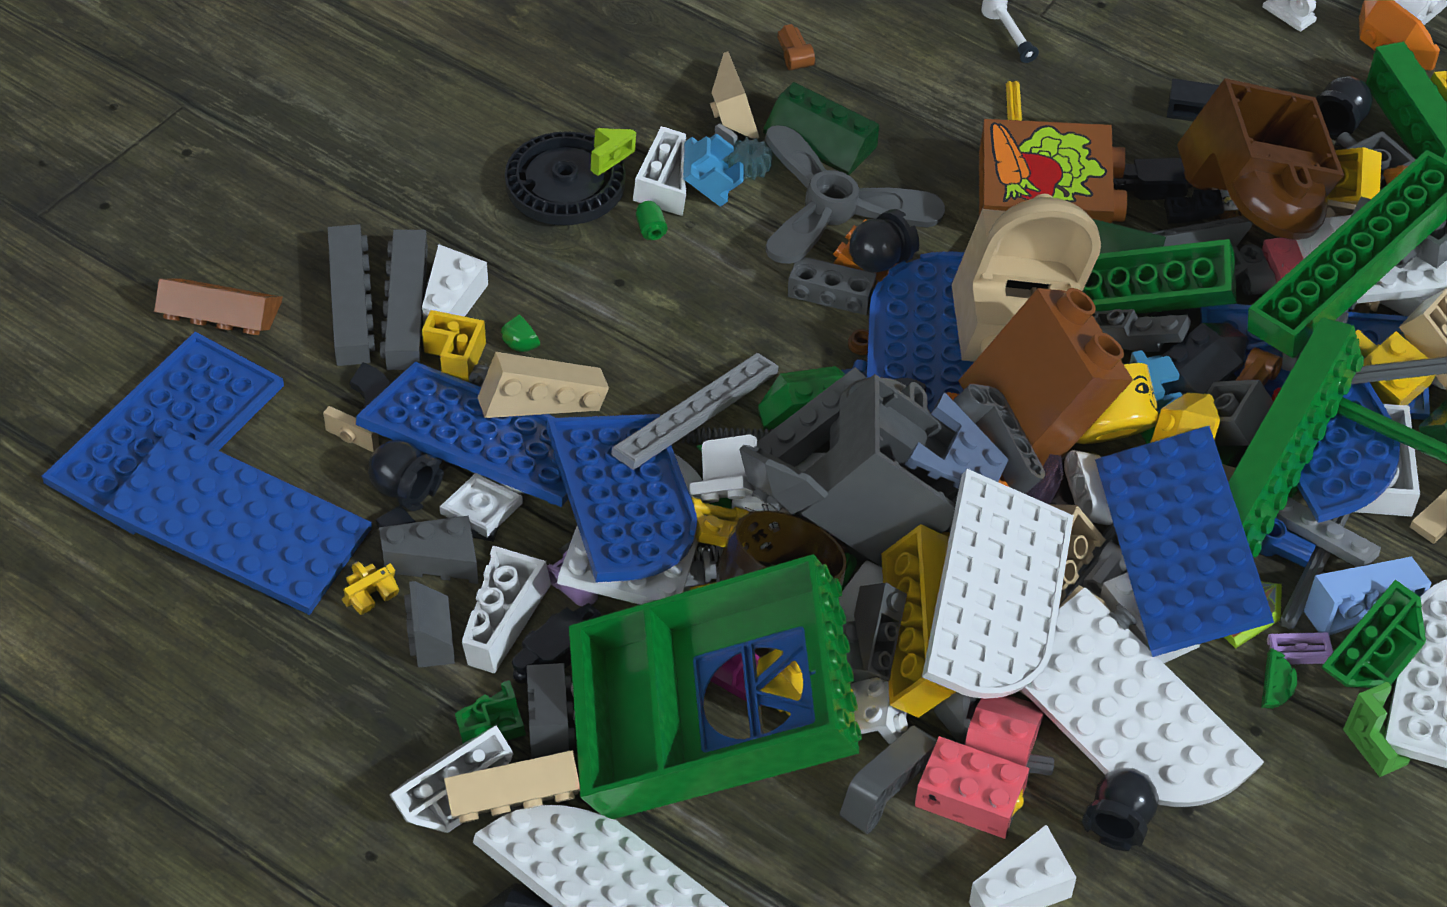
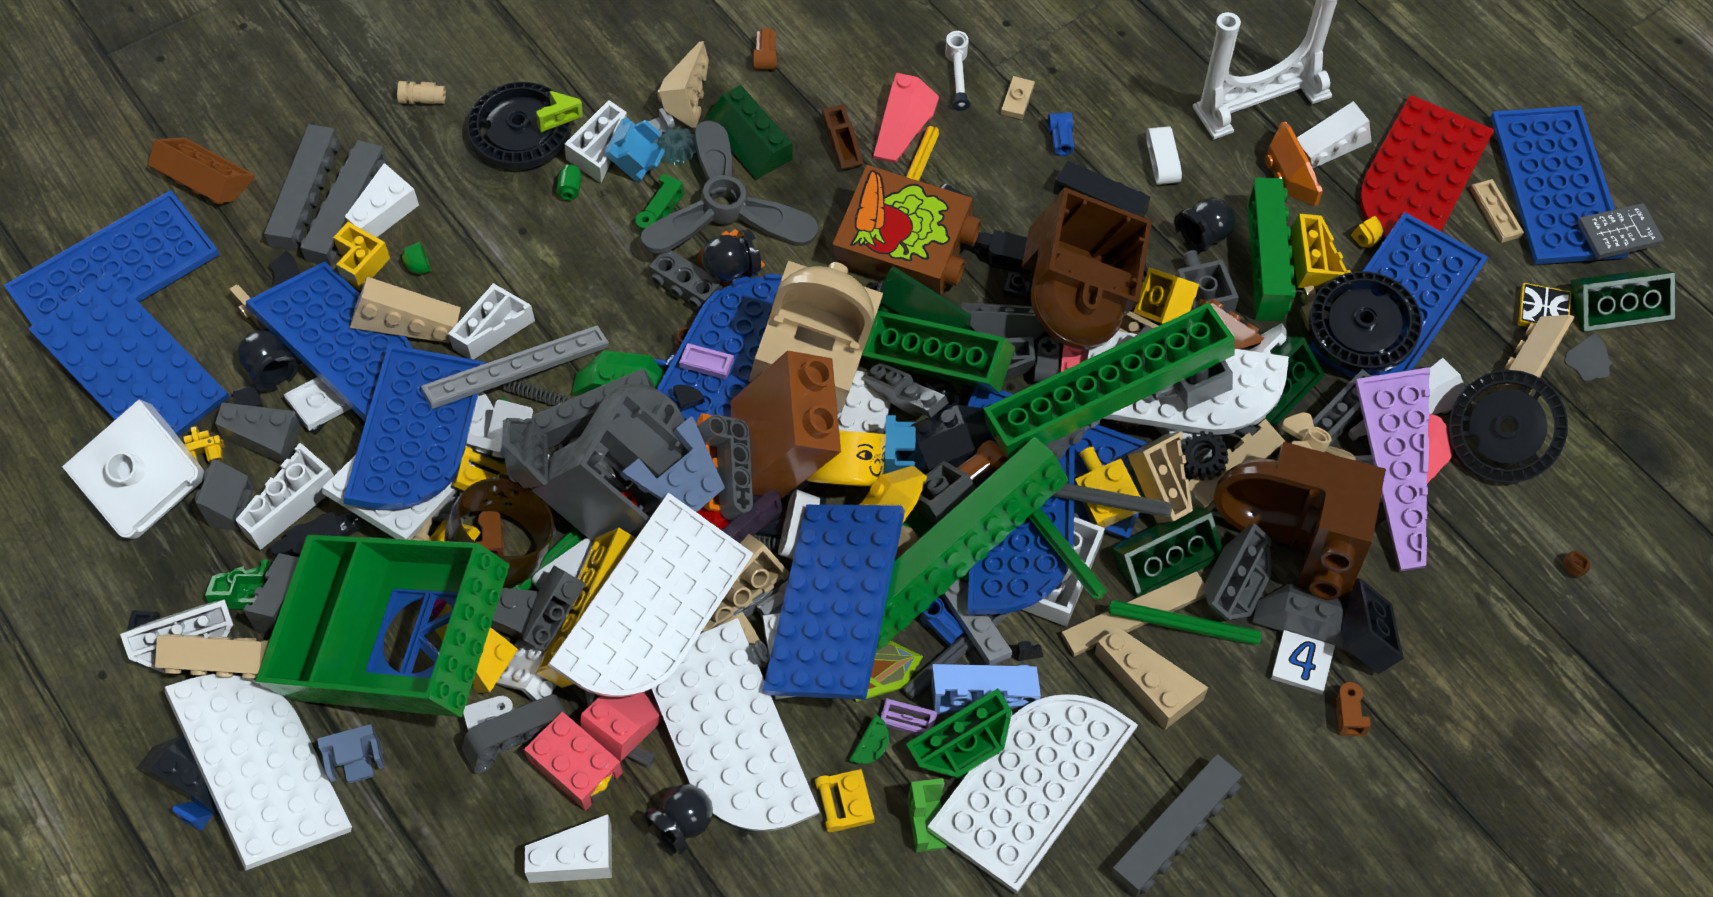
camera: 20 degrees right, 10 degrees up
(316, 621) = (135, 470): none -> white piece
(388, 783) = (142, 617): none -> black tile
(439, 170) = (424, 93): none -> tan axle
(642, 373) = (490, 322): none -> white wedge
(715, 846) = (354, 751): none -> sand blue panel
(766, 204) = (662, 204): none -> green leg
(838, 774) = (486, 710): none -> white leg
(907, 351) = (706, 361): none -> lavender tile
(922, 111) = (842, 137): none -> reddish brown slope
(976, 77) = (907, 111): none -> coral wedge
(1082, 37) = (1017, 97): none -> tan plate
(1145, 54) = (1061, 128): none -> blue piece
(1261, 55) = (1163, 155): none -> white beam
(1287, 742) = (853, 798): none -> yellow plate
(1389, 548) = (1026, 651): none -> black tile

